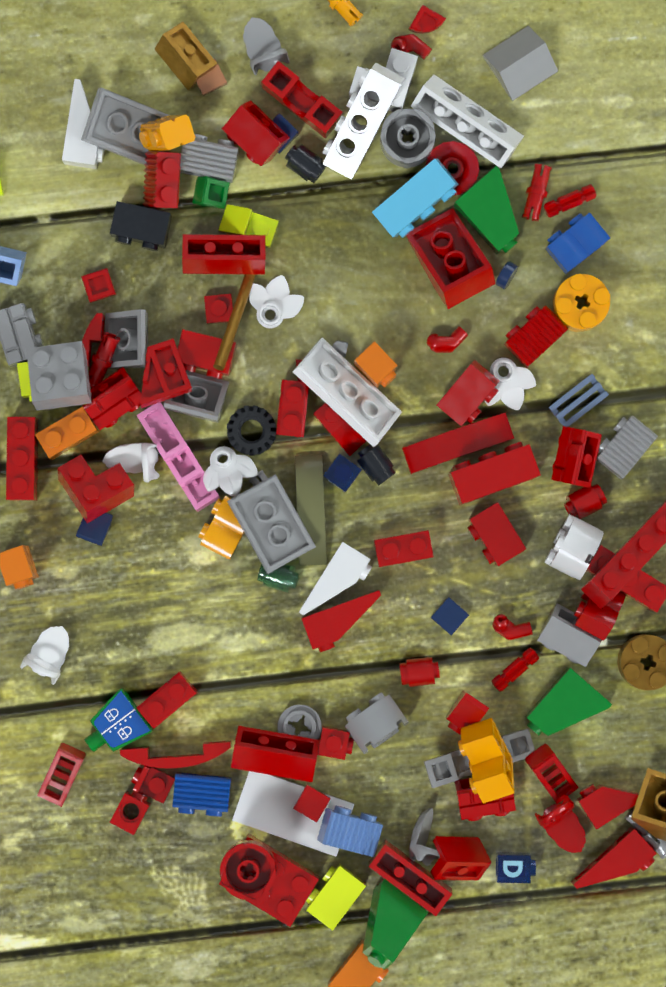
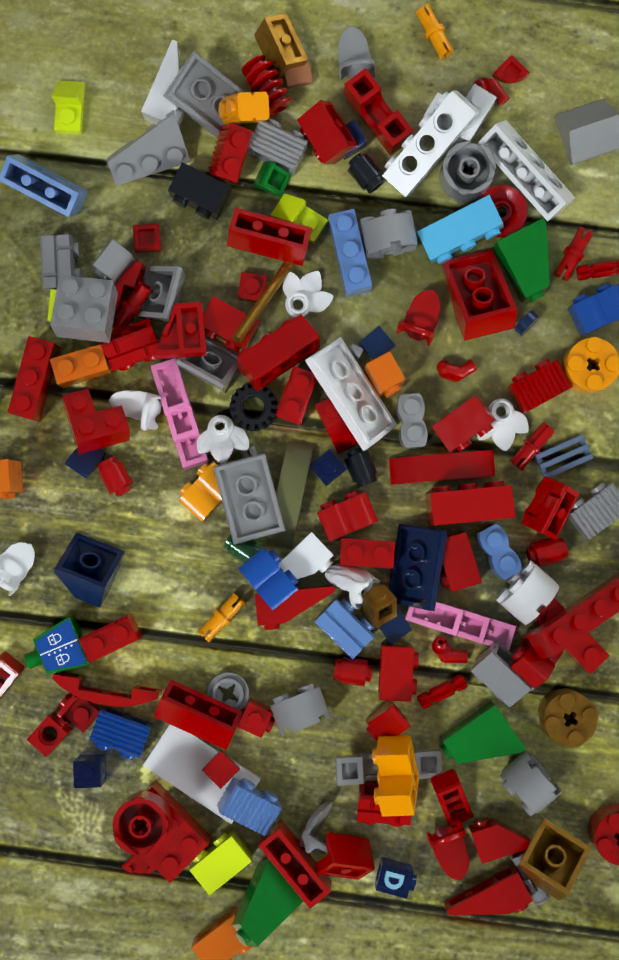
camera: 20 degrees right, 0 degrees up
(73, 321) = (113, 262): none -> light grey brick
(84, 197) = (150, 153): none -> light grey wing
(127, 636) = (89, 568): none -> dark blue slope
(129, 536) = (114, 476): none -> red brick
(180, 99) = (262, 80): none -> red piece
(180, 838) = (89, 771): none -> clear blue brick
(254, 920) = (138, 864): none -> red tile
(263, 368) = (278, 352): none -> red brick
(273, 651) = (221, 617): none -> light orange pin
(309, 250) = (349, 253): none -> medium blue brick
(311, 597) = (269, 578): none -> blue brick
(344, 221) = (389, 234): none -> light grey brick
(360, 334) = (377, 343): none -> dark blue tile
(374, 516) = (346, 516): none -> red brick
(397, 580) = (352, 580): none -> white piece
(398, 296) = (421, 317): none -> red piece
(401, 630) = (345, 627): none -> medium blue brick
(418, 412) = (410, 412): none -> light grey brick
(423, 593) = (377, 599): none -> pearl gold brick
(457, 549) = (417, 566): none -> dark blue tile
(464, 661) = (396, 672): none -> red brick
(515, 595) = (464, 624): none -> bright pink slope
(541, 520) = (501, 558): none -> medium blue brick
(543, 398) = (532, 446): none -> red axle
(624, 736) = (530, 782): none -> light grey brick

